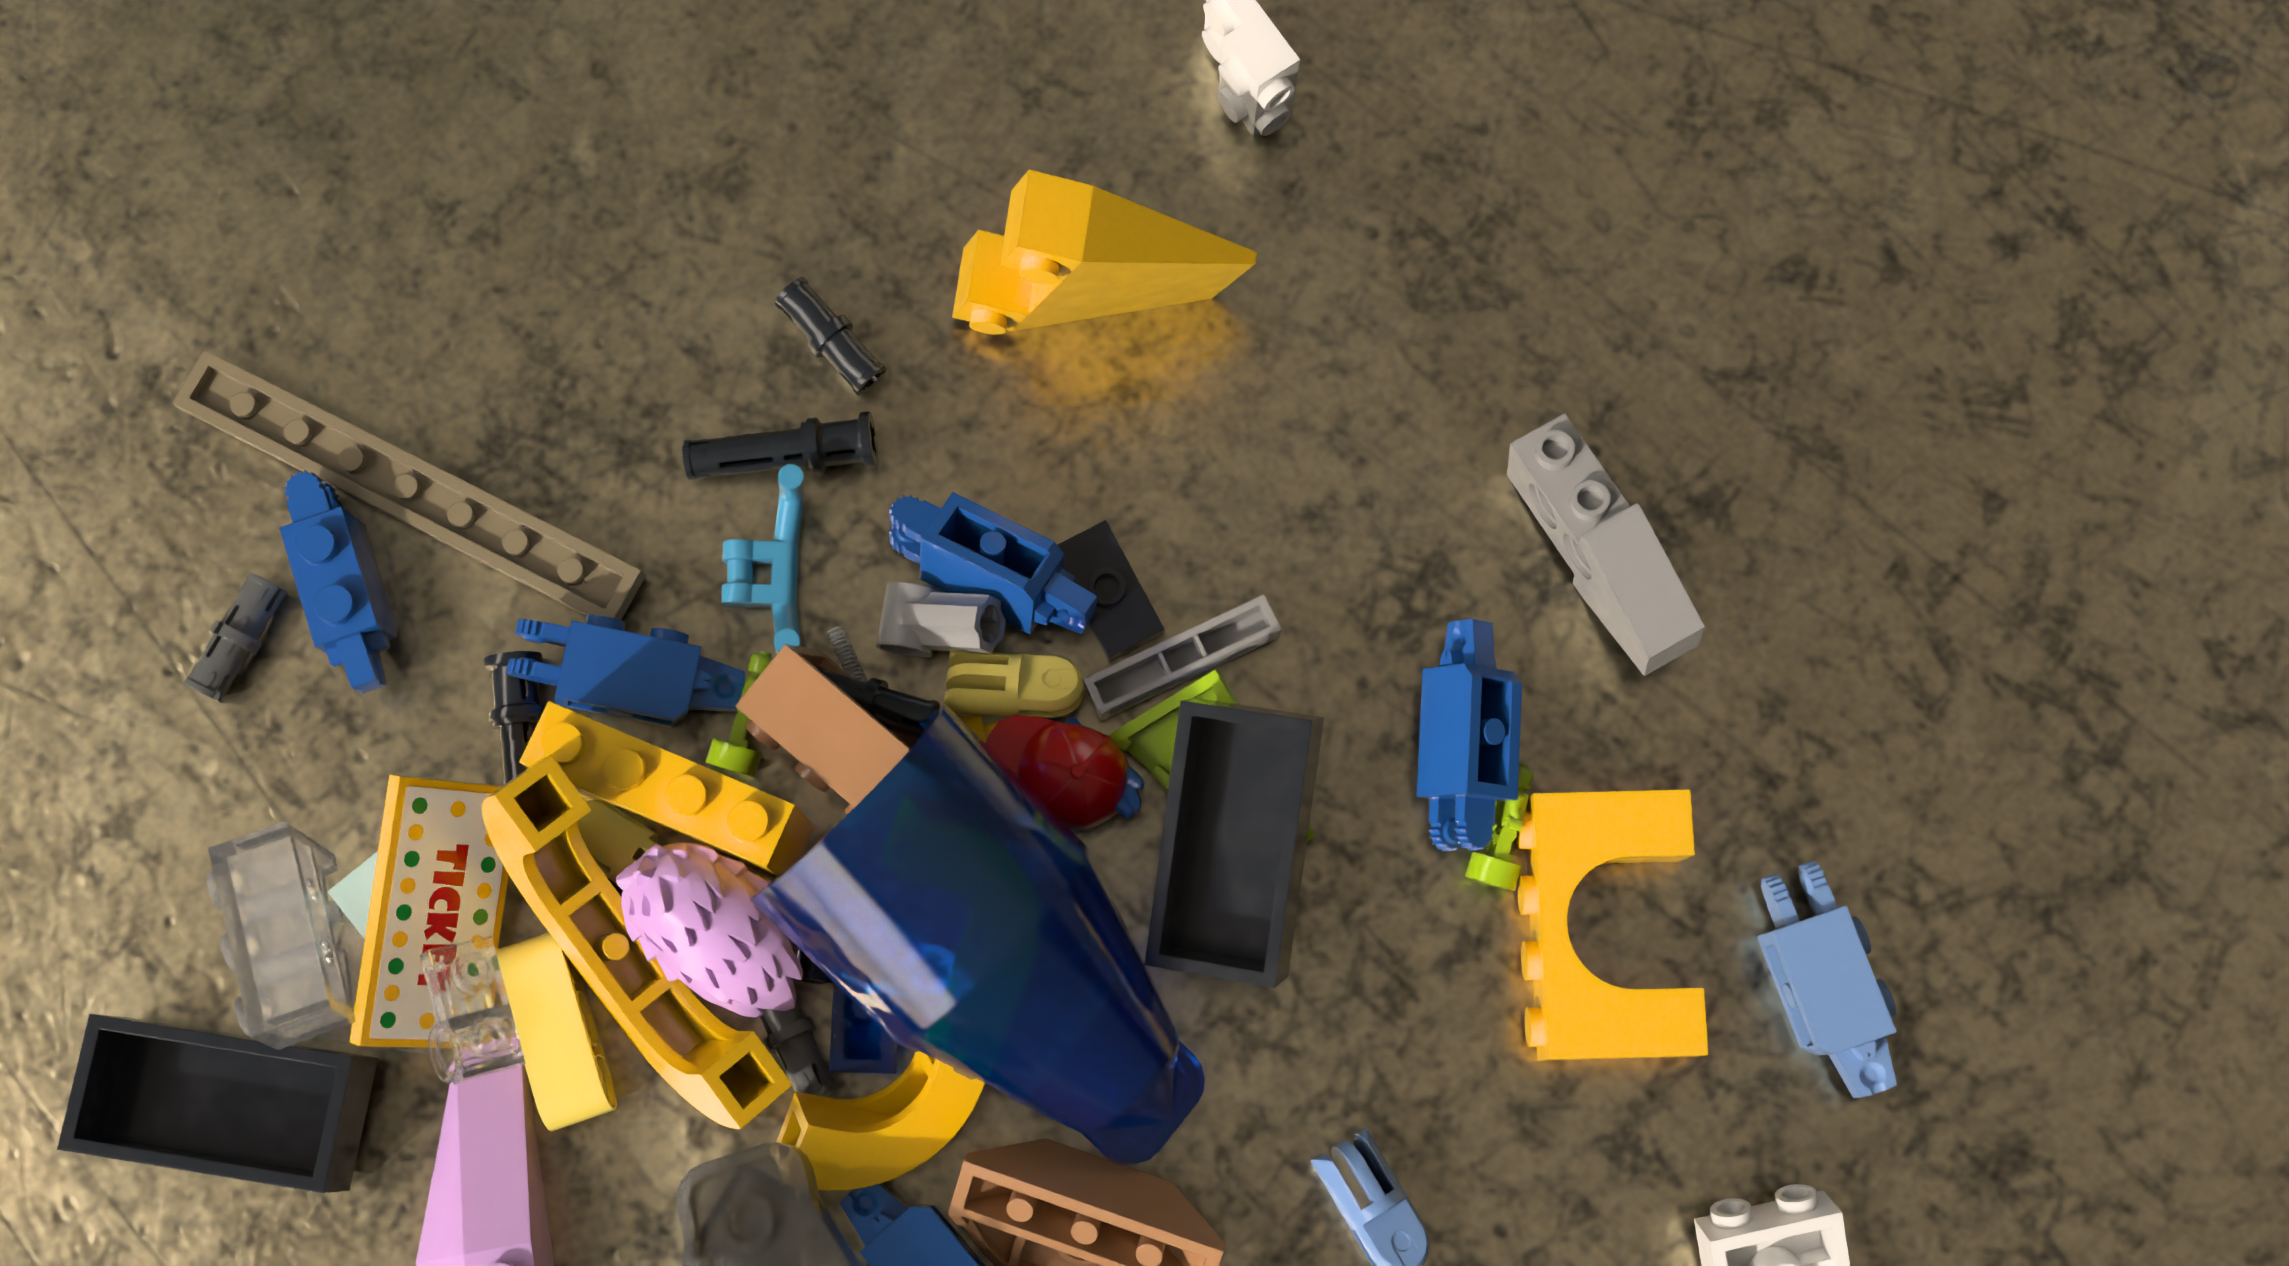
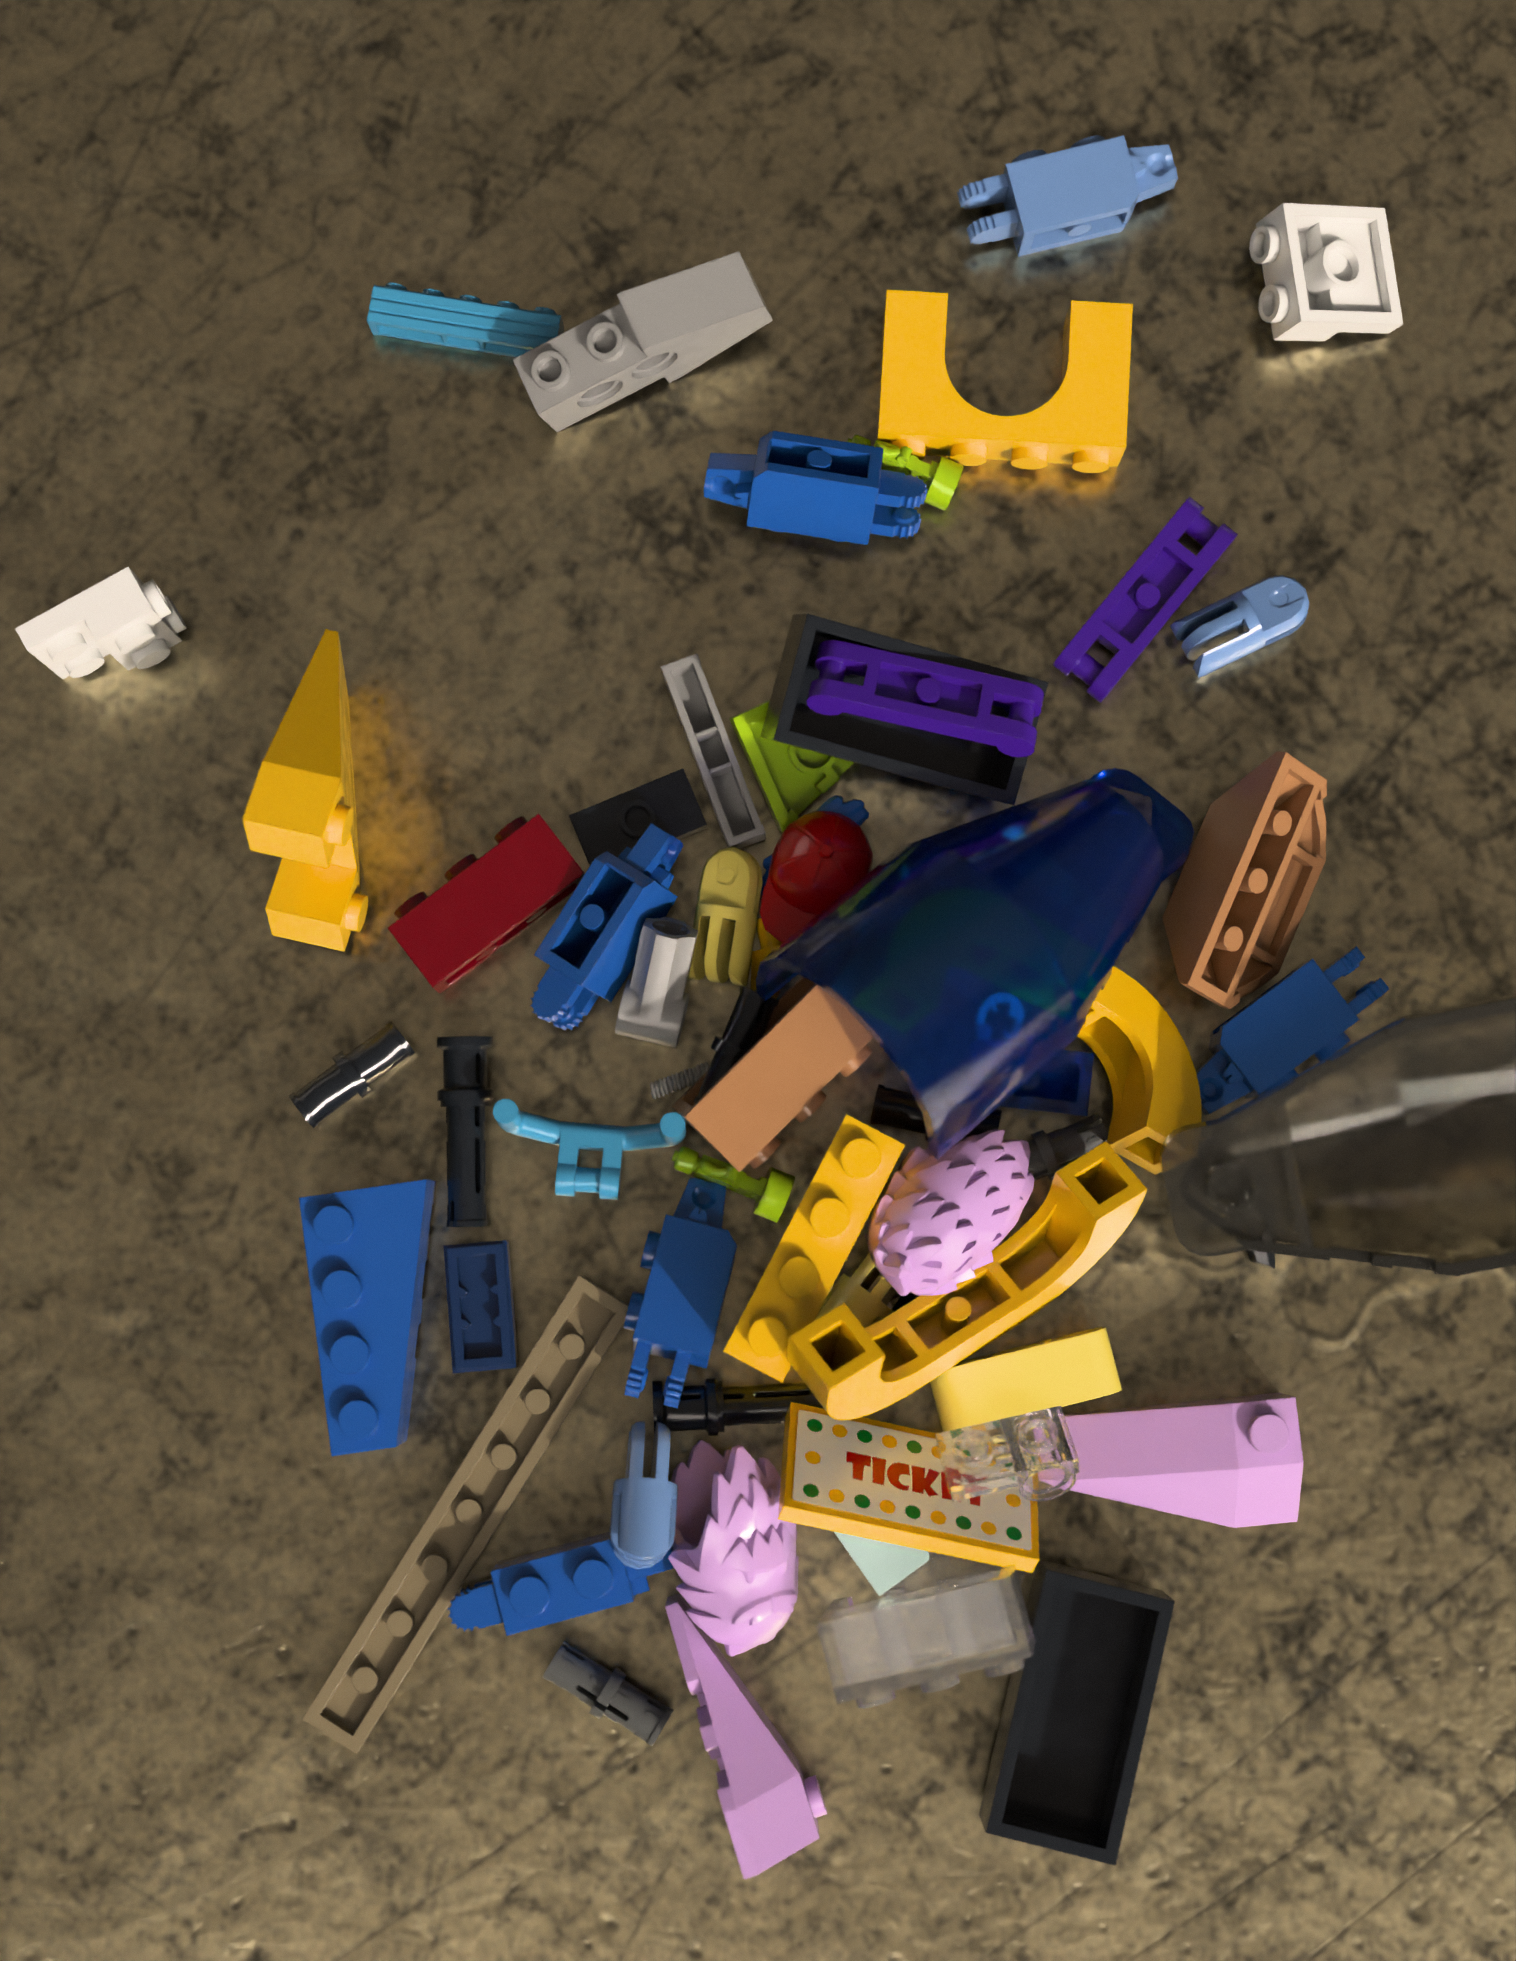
camera: 85 degrees left, 5 degrees up
(142, 793) = (759, 1779): none -> lavender wedge
(350, 740) = (732, 1547): none -> lavender head
(399, 647) = (644, 1507): none -> medium blue arm
(600, 369) = (367, 1304): none -> blue wedge
(608, 480) = (480, 1306): none -> dark blue plate
(1009, 446) = (486, 902): none -> dark red brick
(1241, 856) = (926, 696): none -> dark purple plate
(1392, 1098) = (1145, 599): none -> dark purple plate
(1608, 368) = (460, 322): none -> dark azure piece

